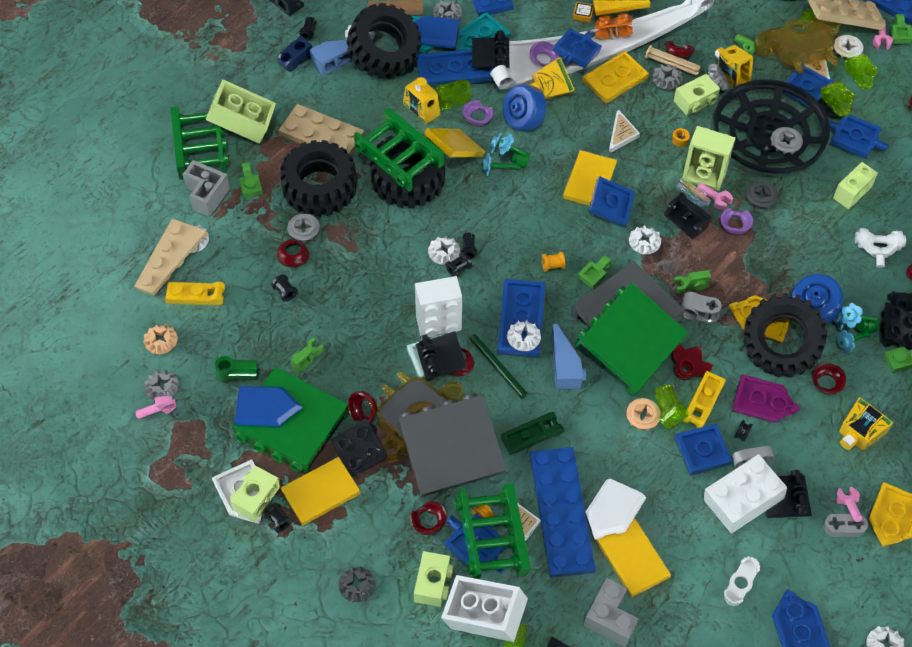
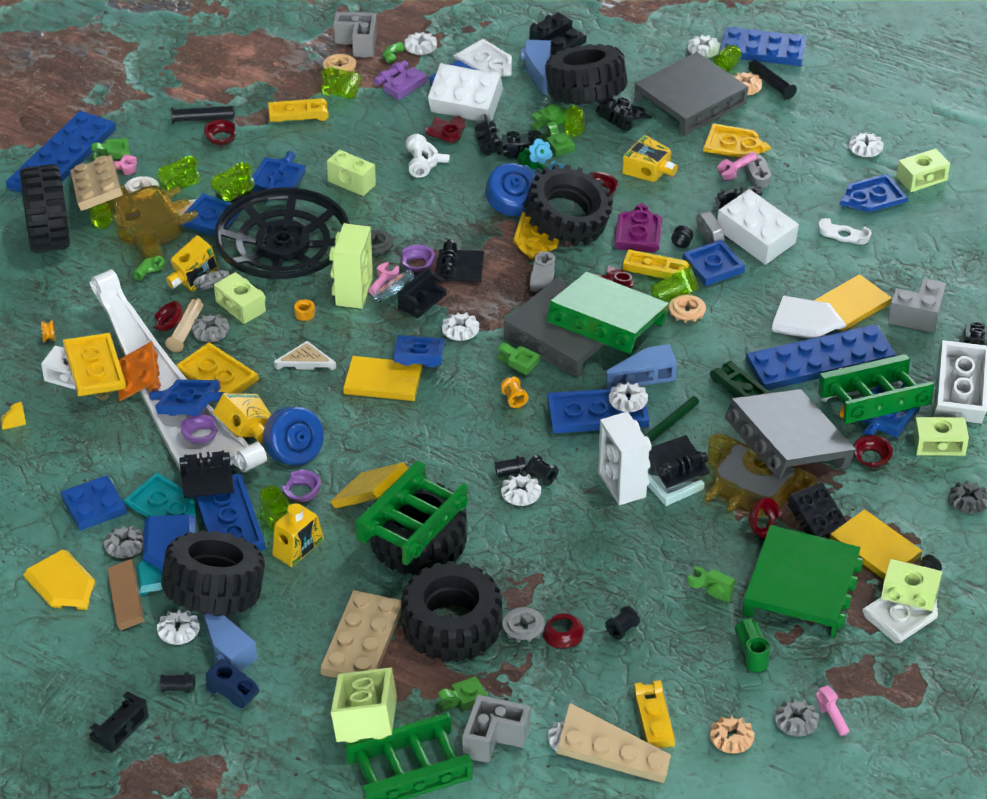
camera: 100 degrees left, 15 degrees down
(264, 406) = (802, 594): blue tile -> none
(519, 157) = (368, 435): plant -> none
(583, 12) = (109, 411): tile -> none
(694, 281) = (510, 281): bright green plate -> none
(725, 251) = (459, 264): none -> black hinge
(788, 134) = (316, 209): light grey gear -> none

